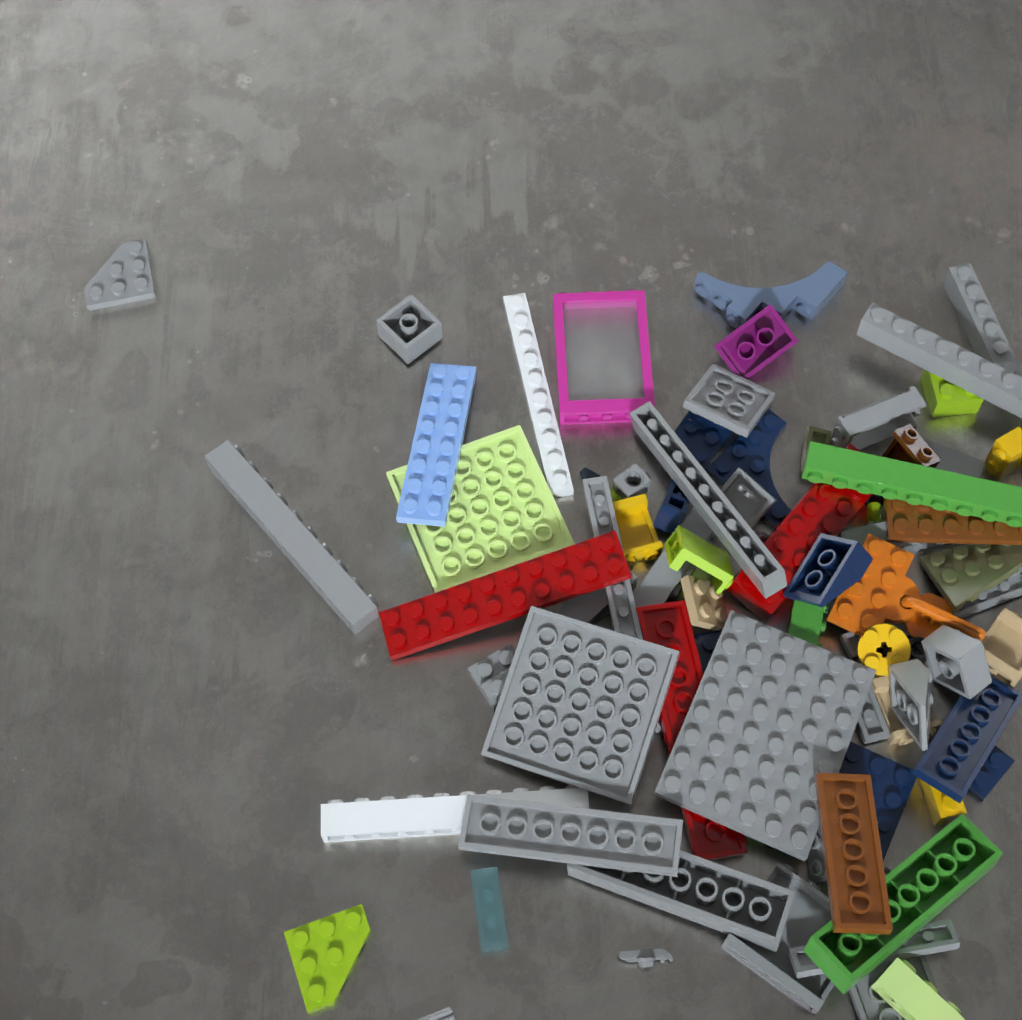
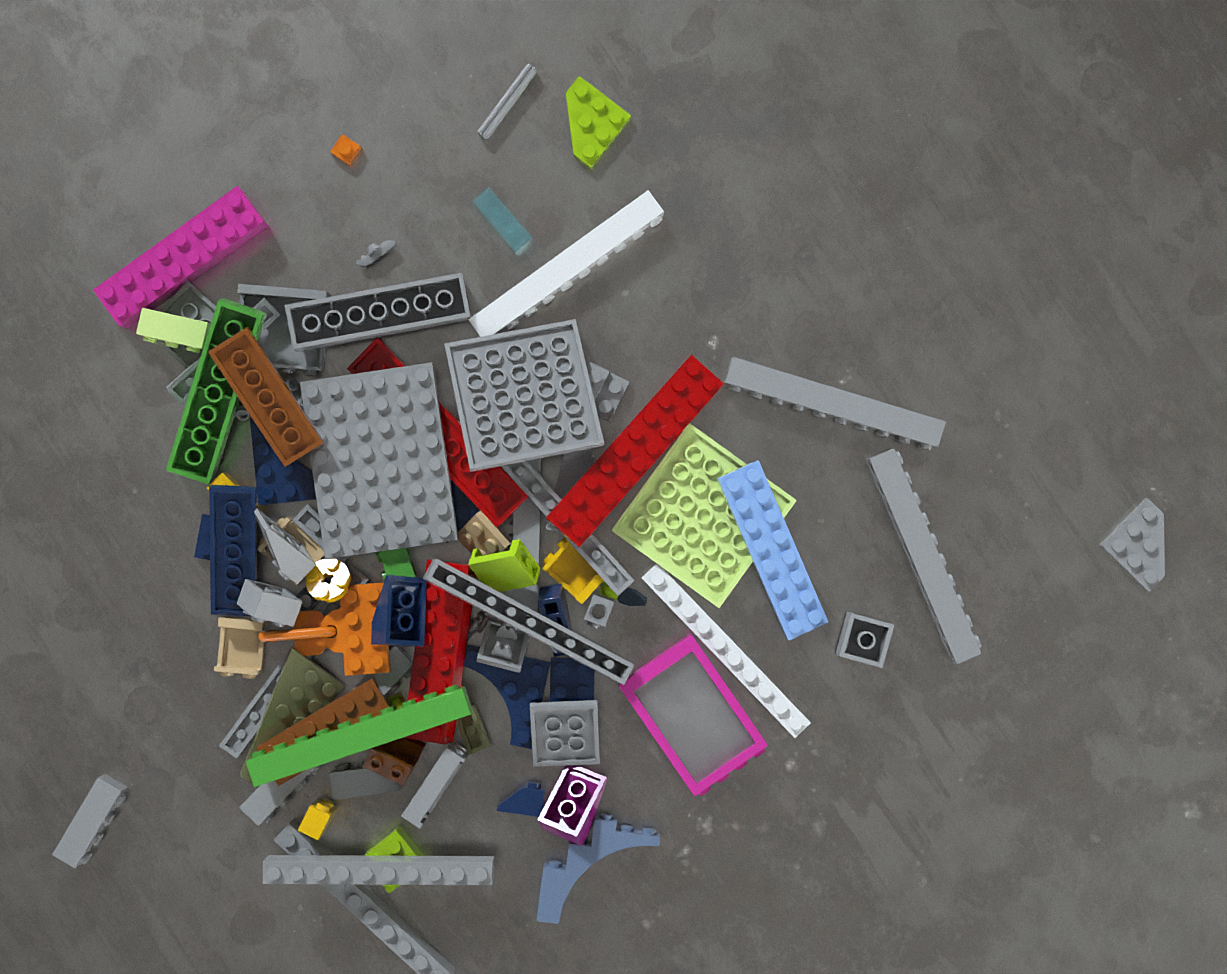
camera: 145 degrees right, 25 degrees up
(307, 371) = (924, 556): none -> light grey brick
(572, 835) = (470, 293): light grey plate -> none
(801, 371) = (525, 800): none -> dark blue slope

